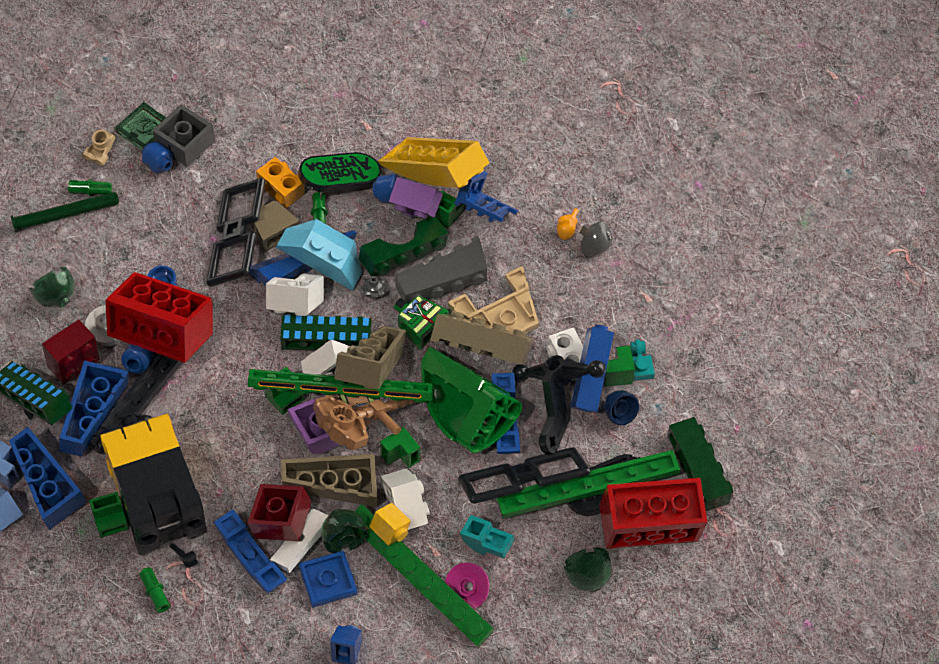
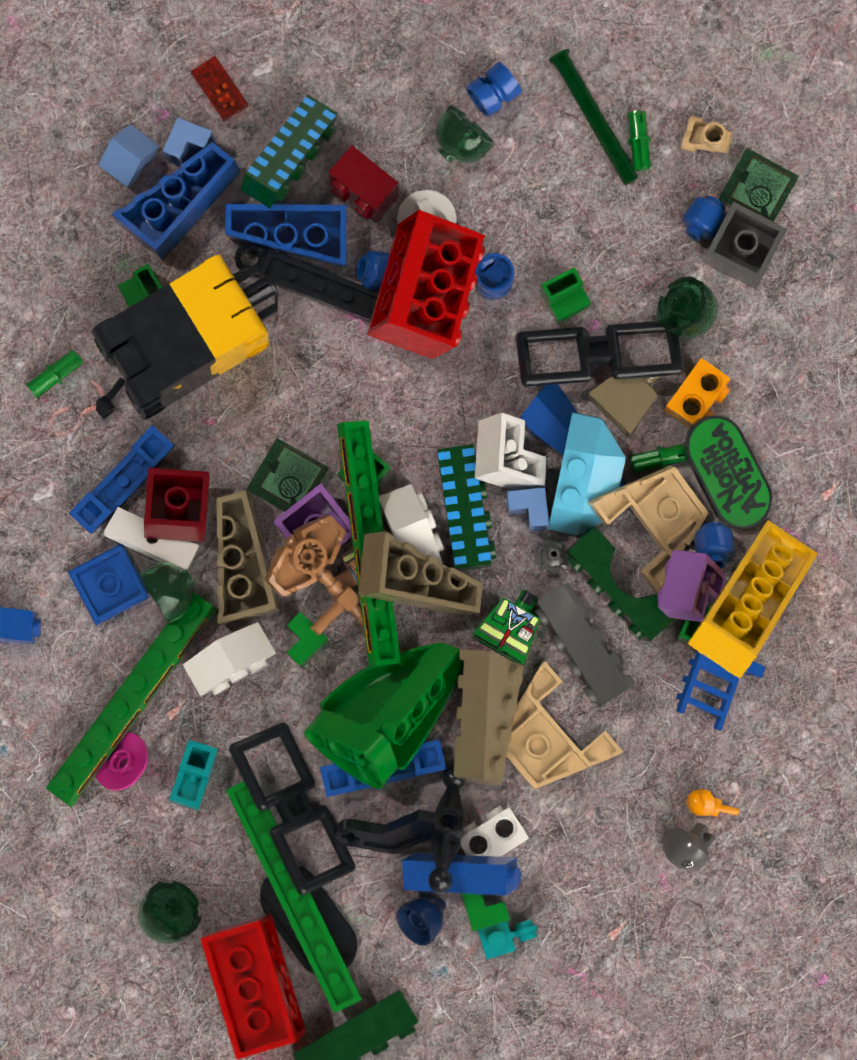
camera: 80 degrees right, 25 degrees up
(25, 264) = (493, 89): none -> blue wheel
(188, 248) = (565, 295): none -> green piece
(218, 173) = (688, 306): none -> clear green cylinder
(275, 443) = (286, 476): none -> clear green tile
(336, 289) = (530, 502): none -> medium blue piece
(359, 211) = (664, 508): none -> tan wing
(390, 524) = (179, 649): yellow brick -> none

